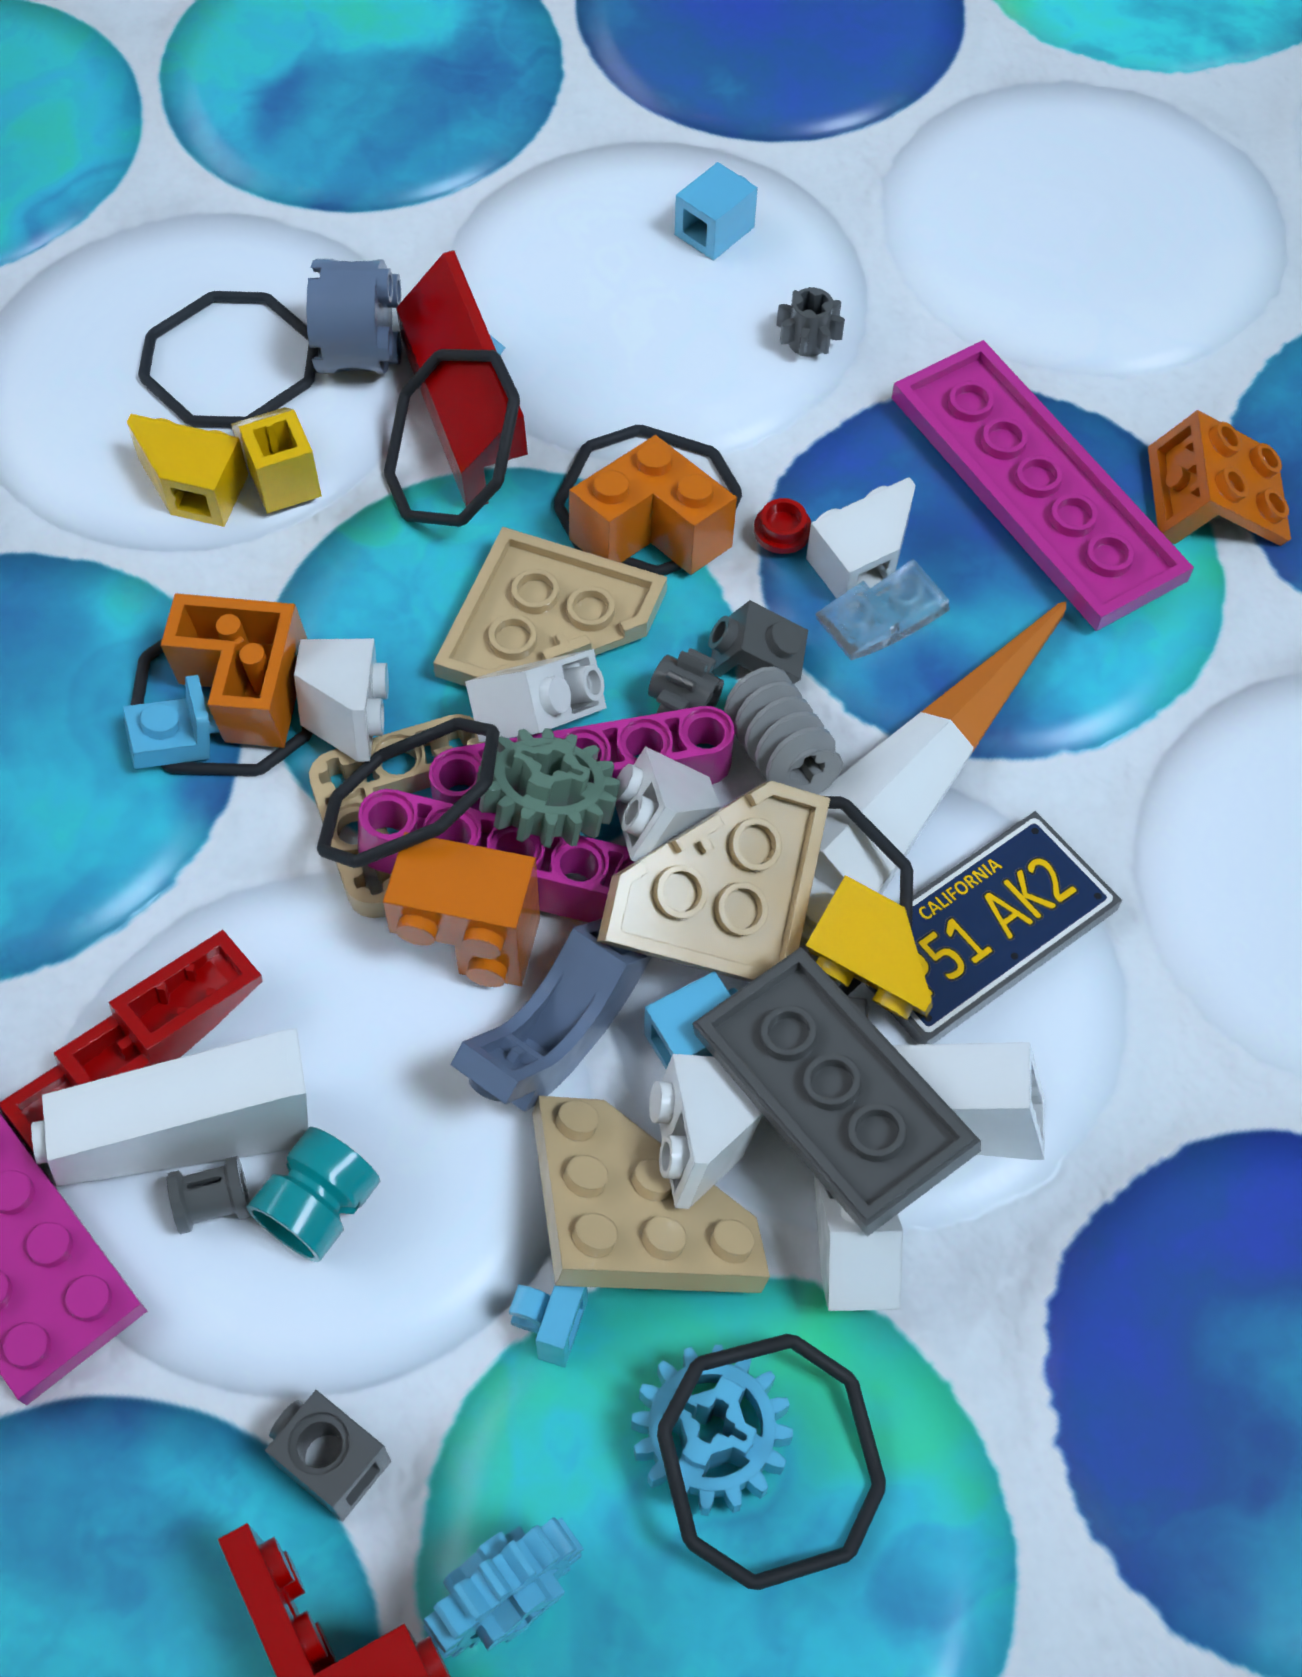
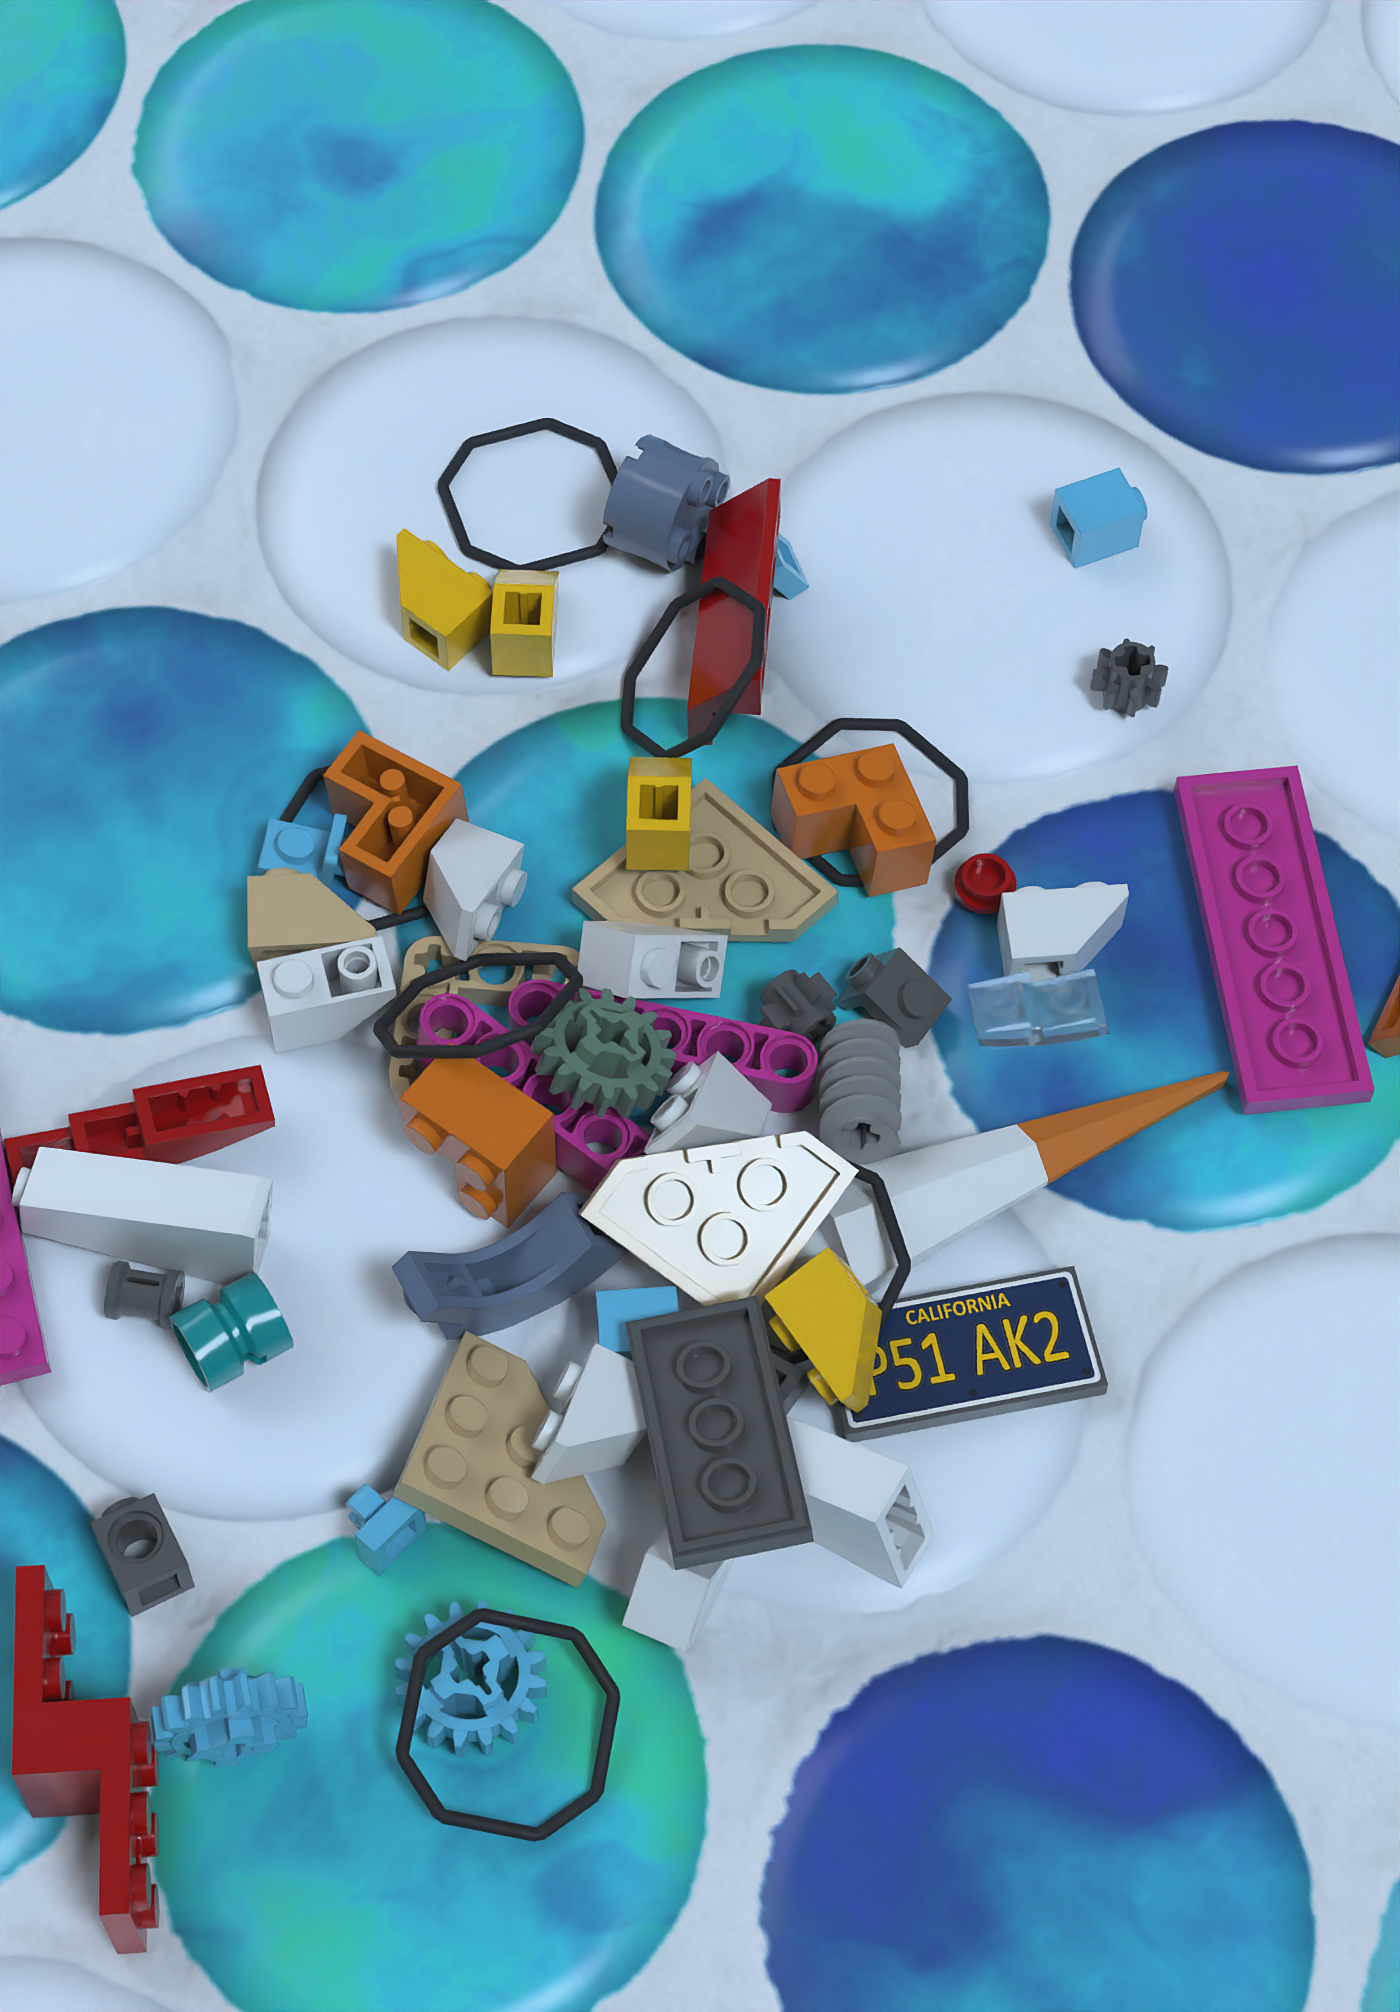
camera: 25 degrees right, 0 degrees up
(203, 786) = (297, 914): none -> tan slope
(250, 839) = (324, 991): none -> white slope
(485, 566) = (658, 813): none -> yellow slope

